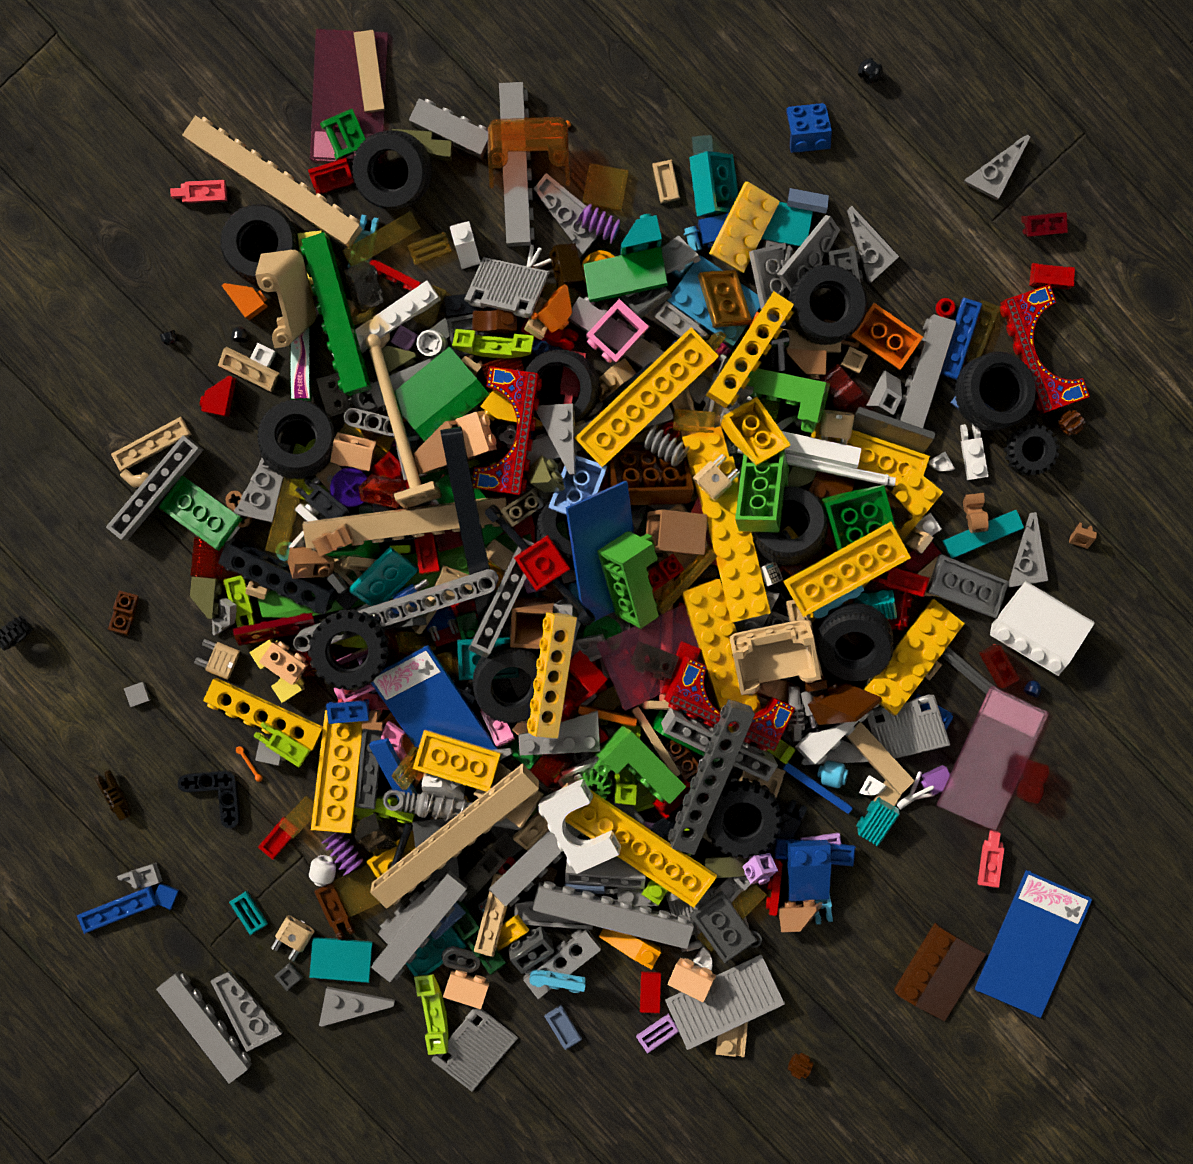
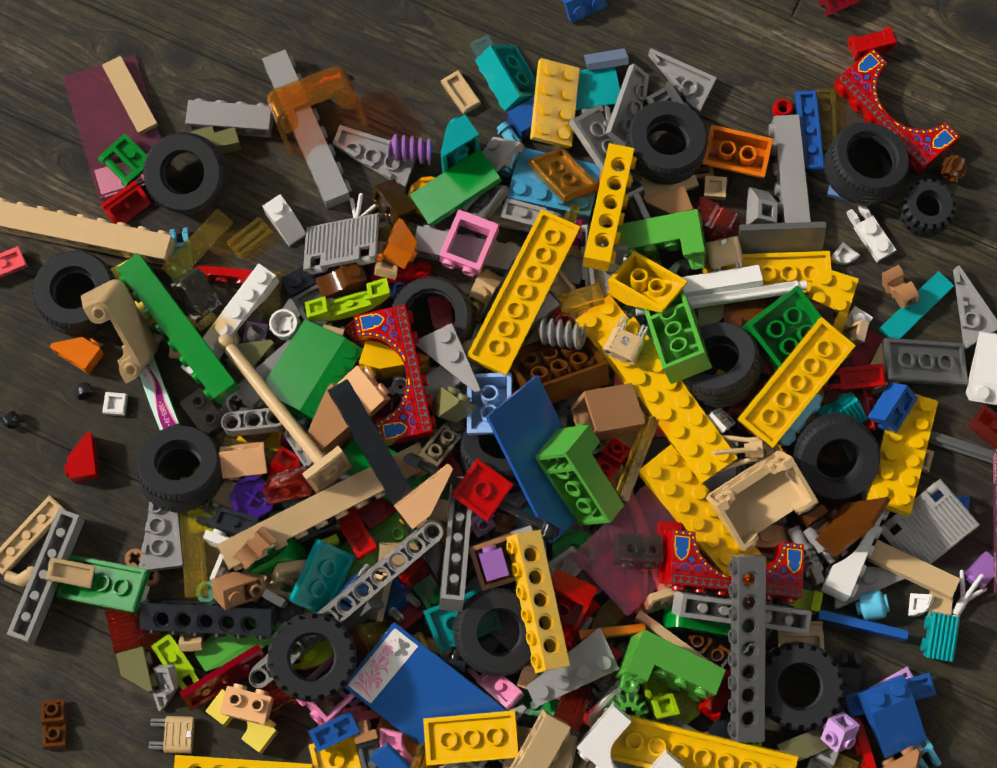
camera: 20 degrees left, 15 degrees down
(175, 495) = (70, 572): none -> tan tile
(248, 369) = (105, 421): tan tile -> none
(403, 341) = (255, 333): none -> dark grey hinge
(485, 554) = (421, 501): none -> light nougat slope
(527, 630) = (493, 563): none -> medium lavender brick
(605, 187) = (403, 117): clear yellow tile -> none
(785, 612) = (752, 449): none -> tan plant
(922, 617) = (893, 407): none -> blue hinge

